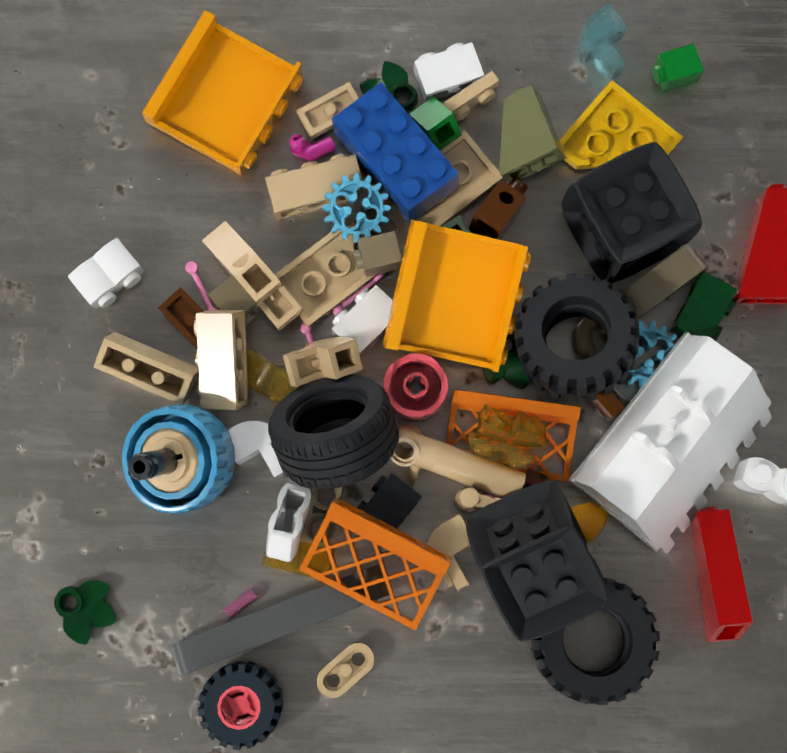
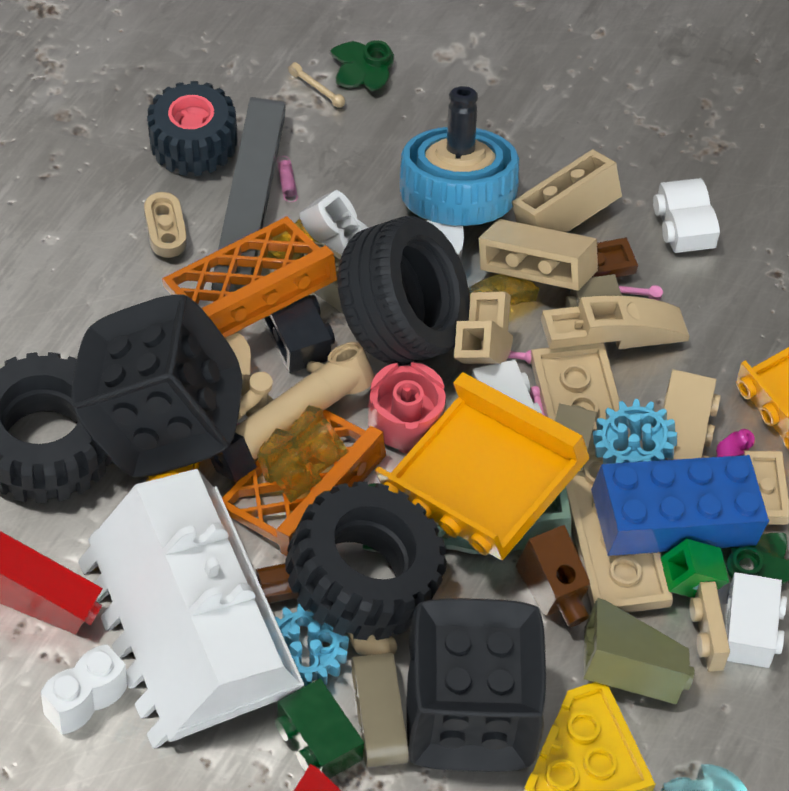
camera: 115 degrees right, 25 degrees down
(134, 609) = (296, 70): none -> tan hinge

